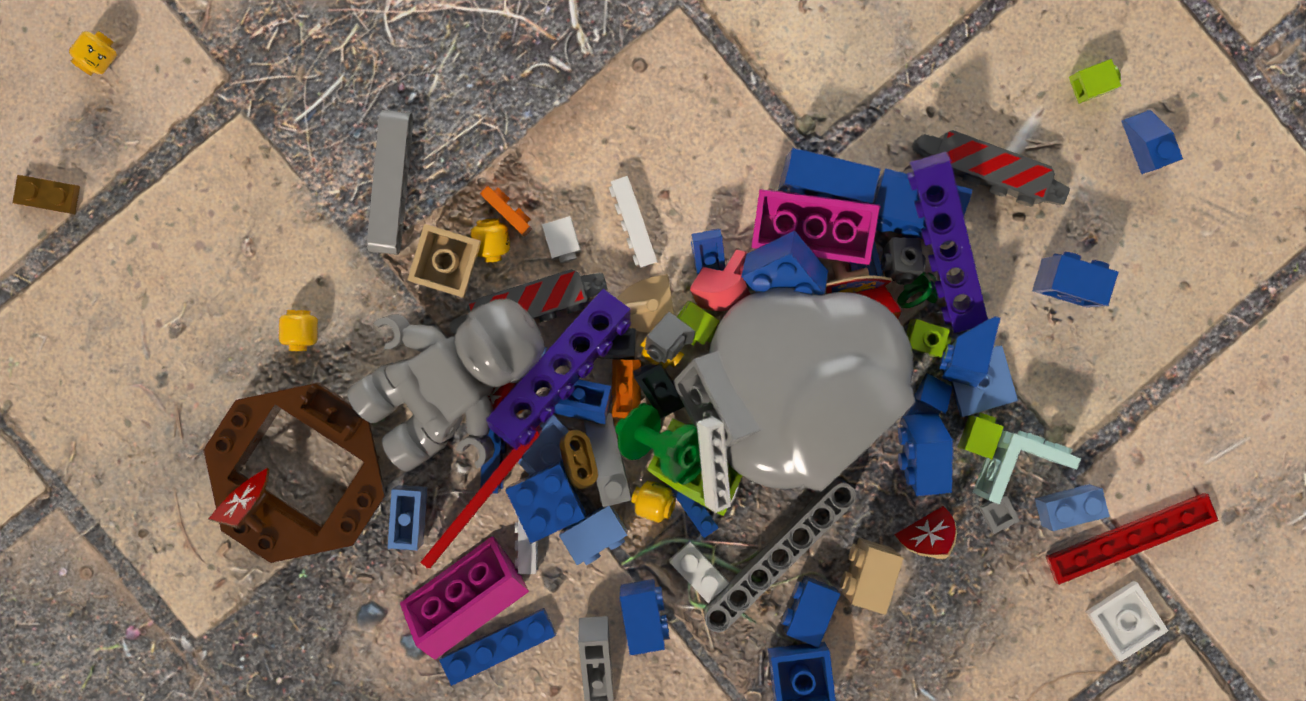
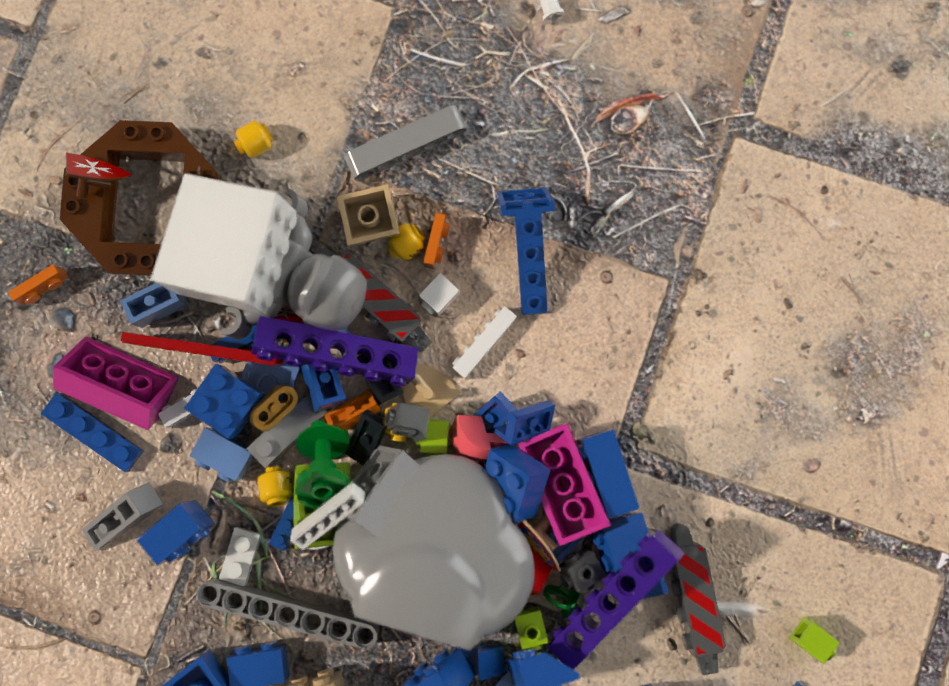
camera: 60 degrees right, 5 degrees down
(322, 609) = (31, 289): none -> orange plate
(397, 411) = (225, 243): none -> white brick
(528, 100) = (527, 209): none -> blue bracket
(736, 227) = (527, 423): none -> blue bracket

